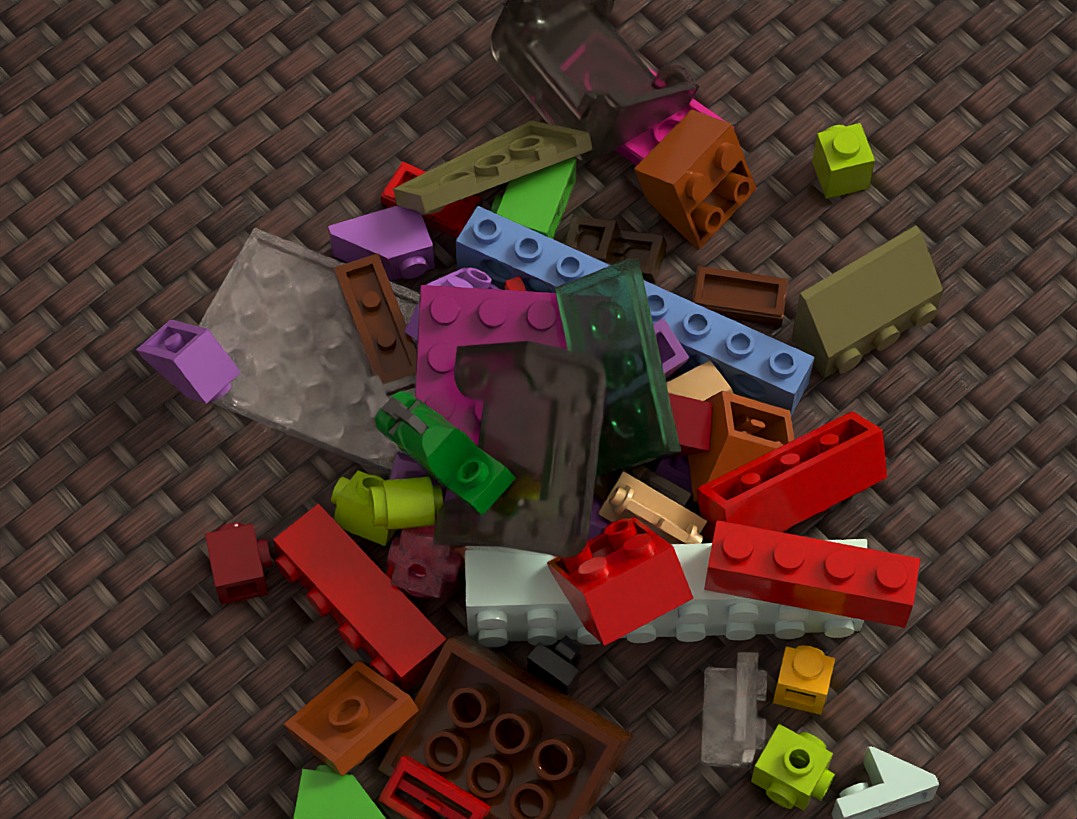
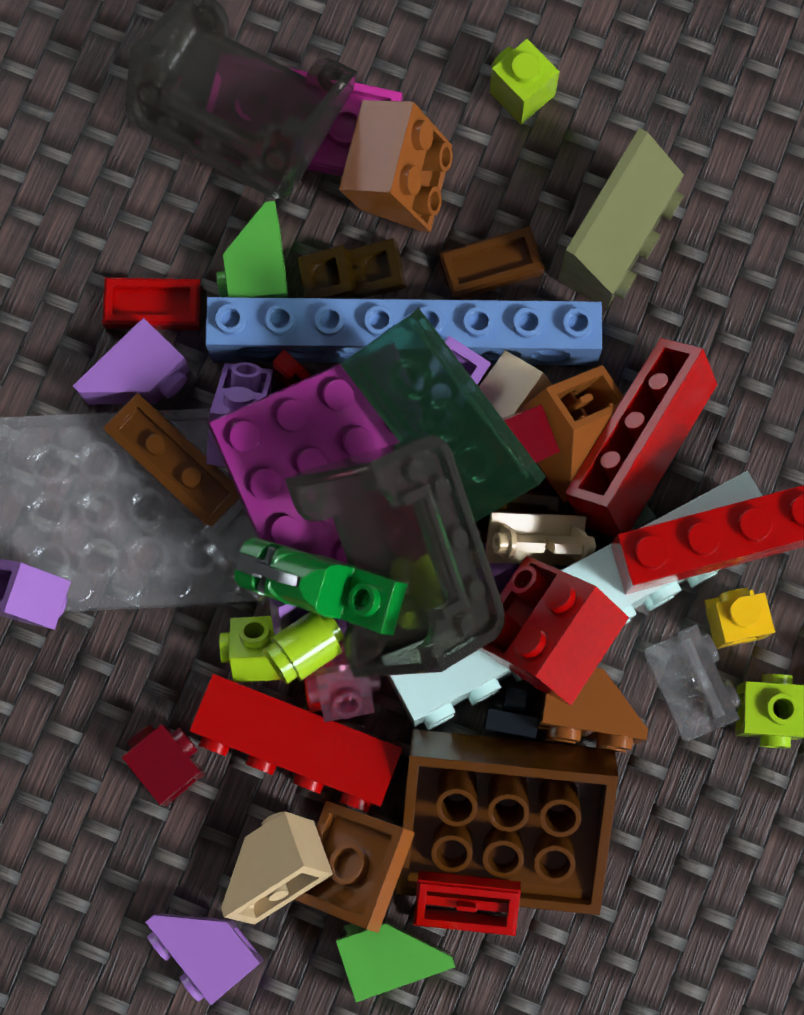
camera: 25 degrees left, 15 degrees up
(191, 732) = (208, 951): none -> medium lavender slope
(283, 689) = (275, 867): none -> tan slope
(492, 164) = (199, 244): olive wing -> none
(623, 685) = (596, 714): none -> dark orange slope

